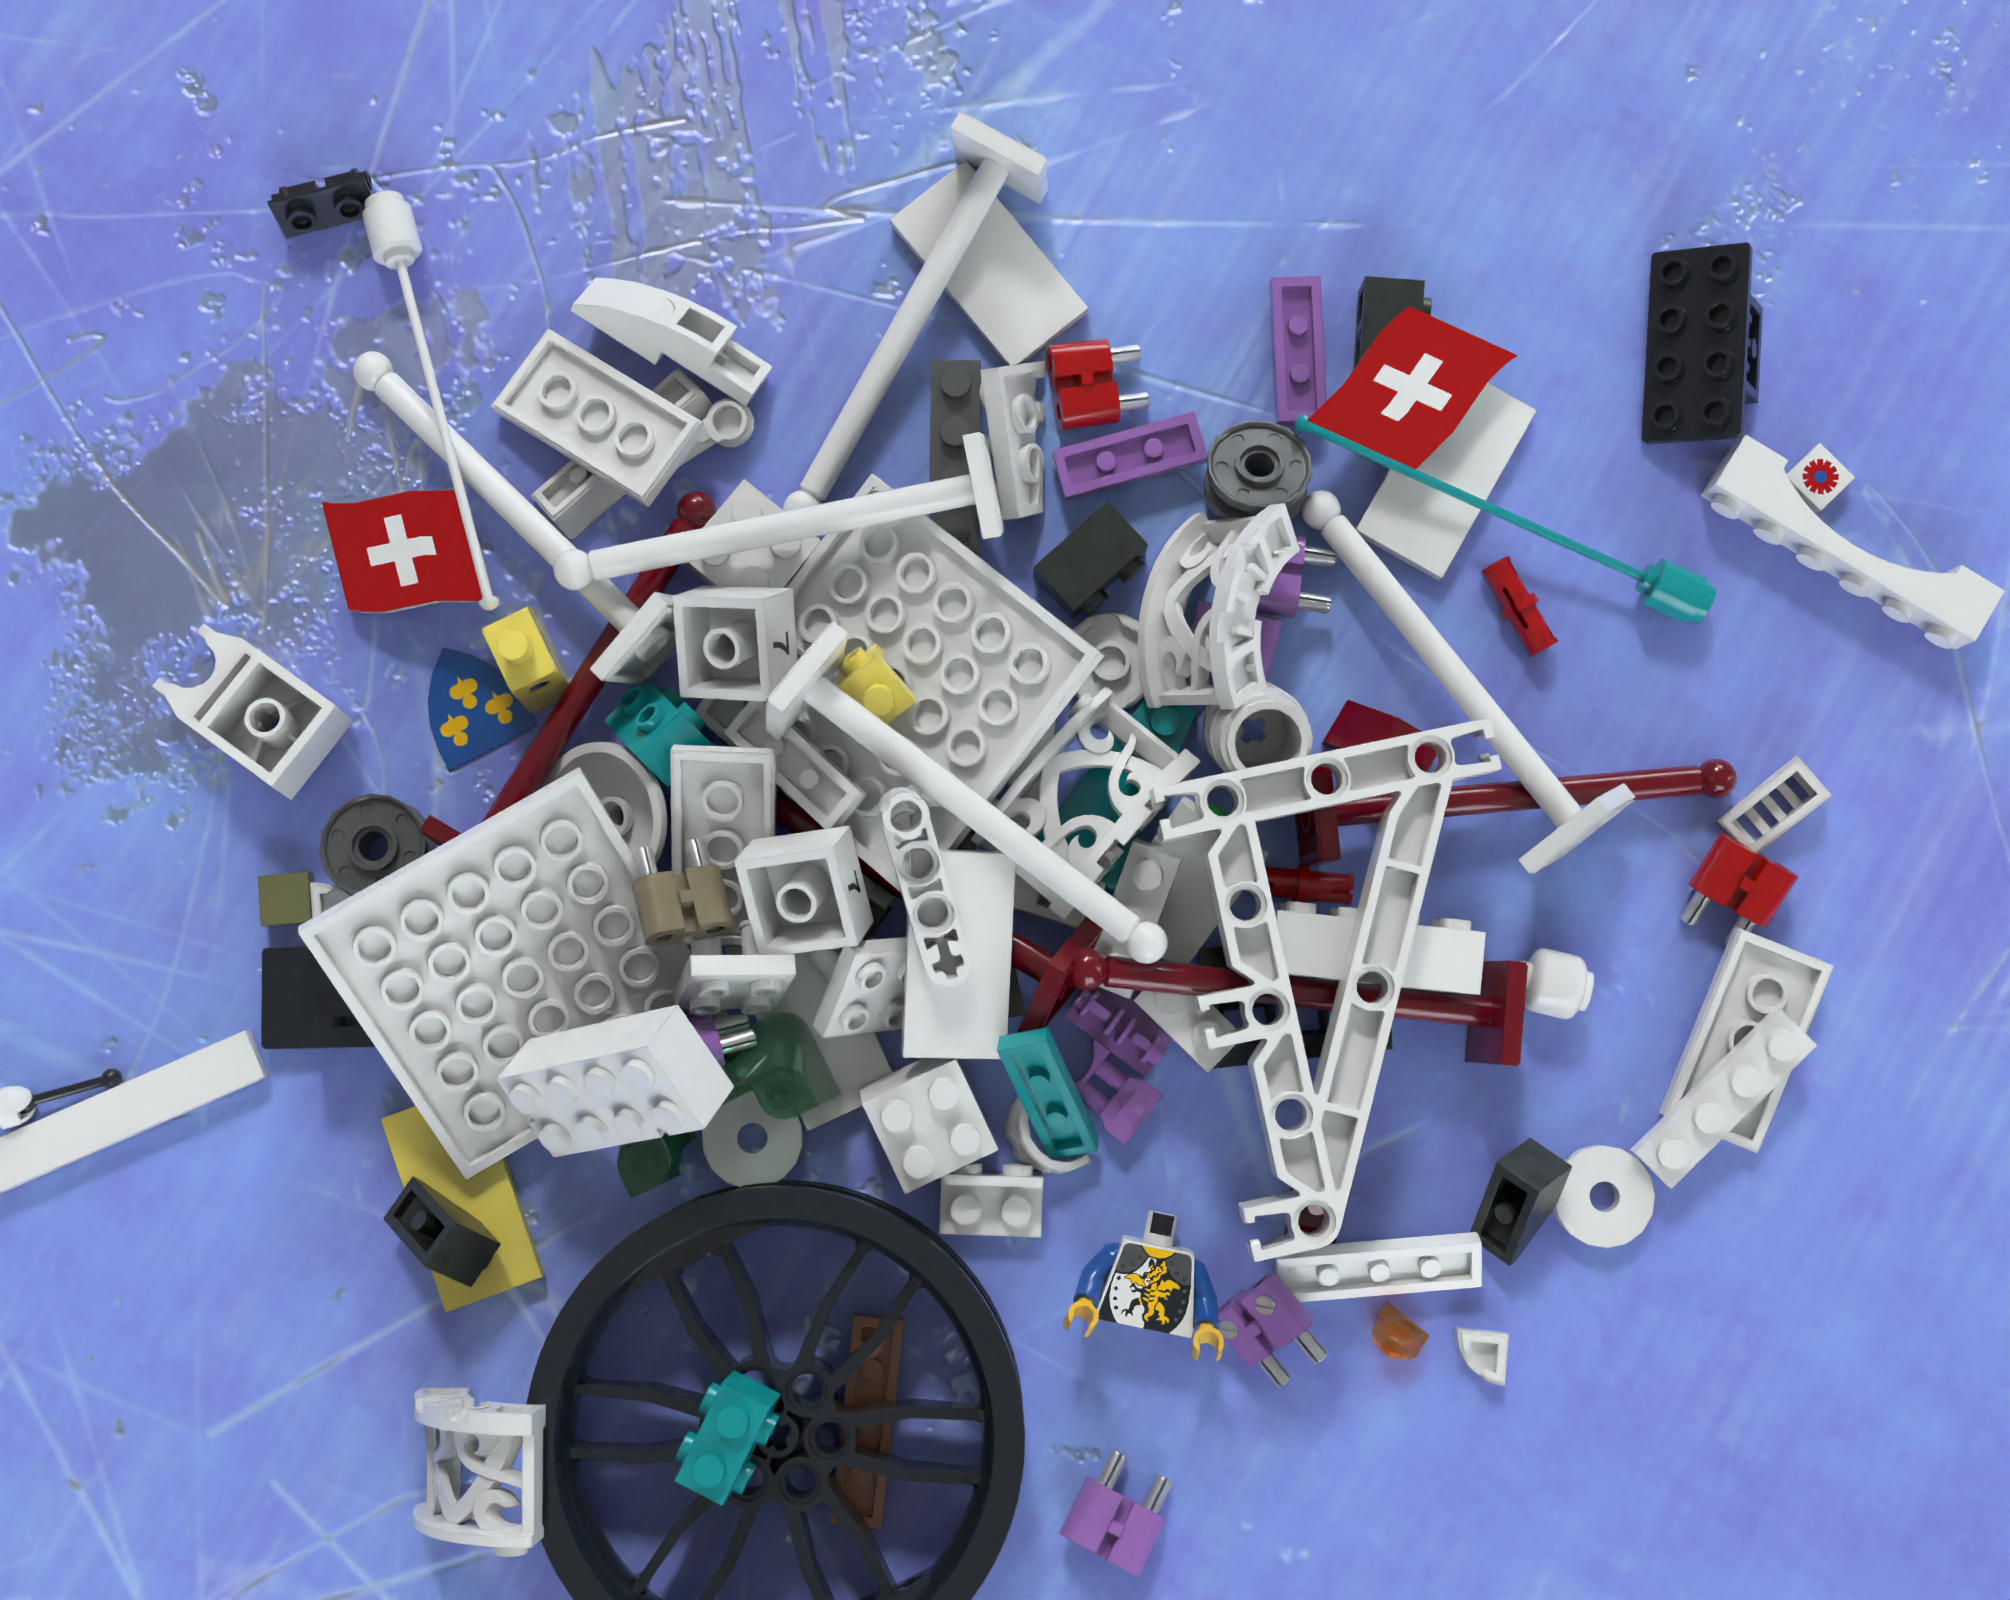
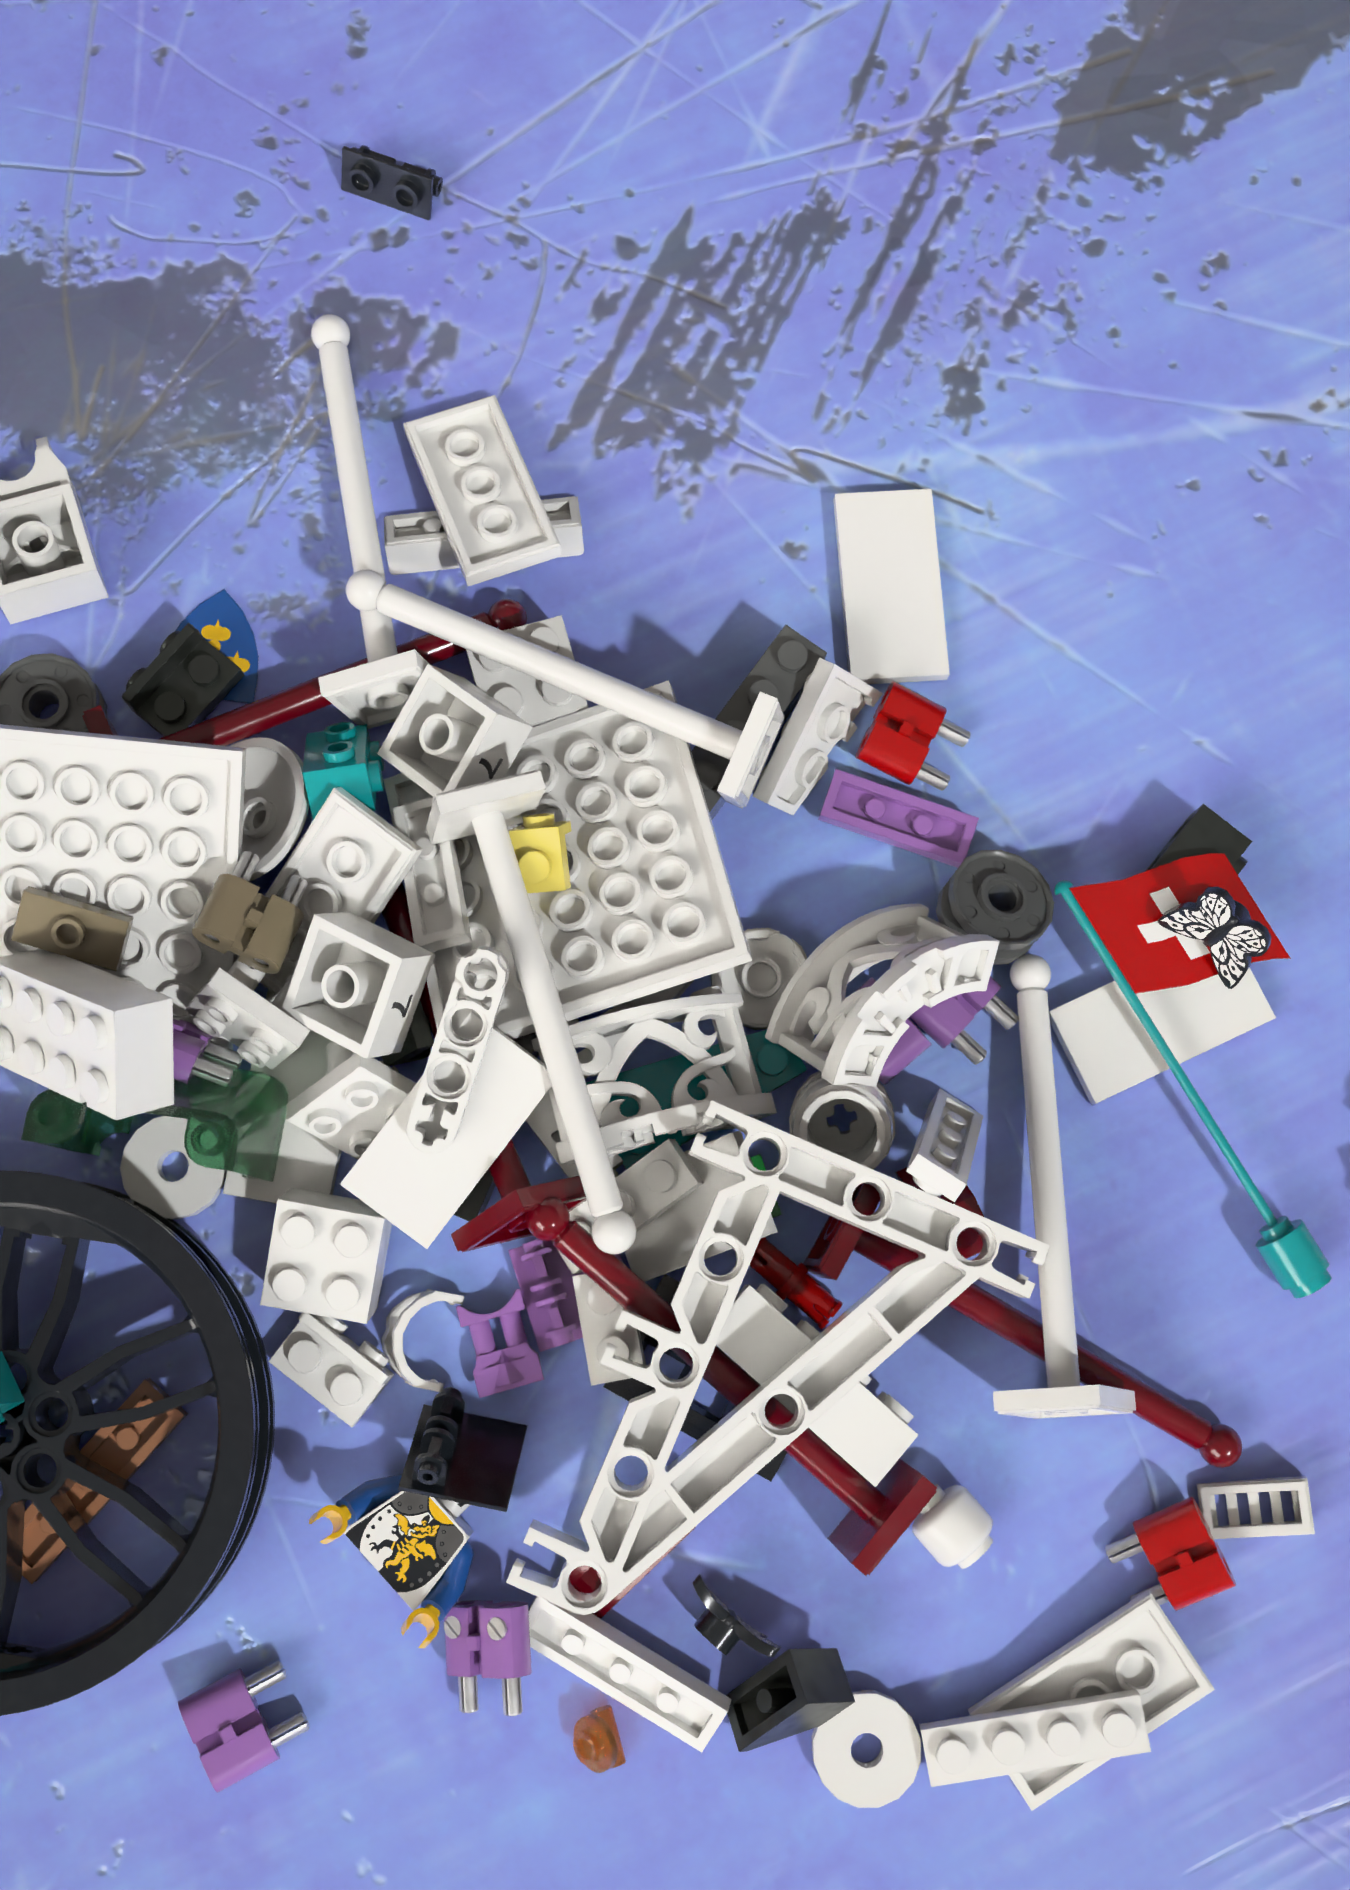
camera: 30 degrees right, 5 degrees down
(412, 543) = (263, 488): flag -> none
(470, 750) = (181, 683): none -> pearl dark grey bracket
(527, 658) = (283, 634): light yellow torso -> none
(541, 1008) = (72, 928): none -> dark tan plate
(667, 324) = (590, 453): white slope -> none
(726, 424) = (583, 567): white plate -> none
(997, 163) = (955, 504): white piece -> none
(1048, 1093) = (443, 1305): teal plate -> none
(1091, 561) = (804, 883): pearl dark grey brick -> none
(1143, 1195) = (463, 1455): none -> black hinge
(1297, 347) = (1105, 824): medium lavender plate -> none
(1353, 695) = (945, 1146): none -> white plate
(1435, 1182) = (725, 1628): none -> black animal
(1451, 368) = (1224, 928): none -> black animal
(1484, 1352) = (663, 1814): white tile -> none
(1519, 606) = (1146, 1174): red pin -> none

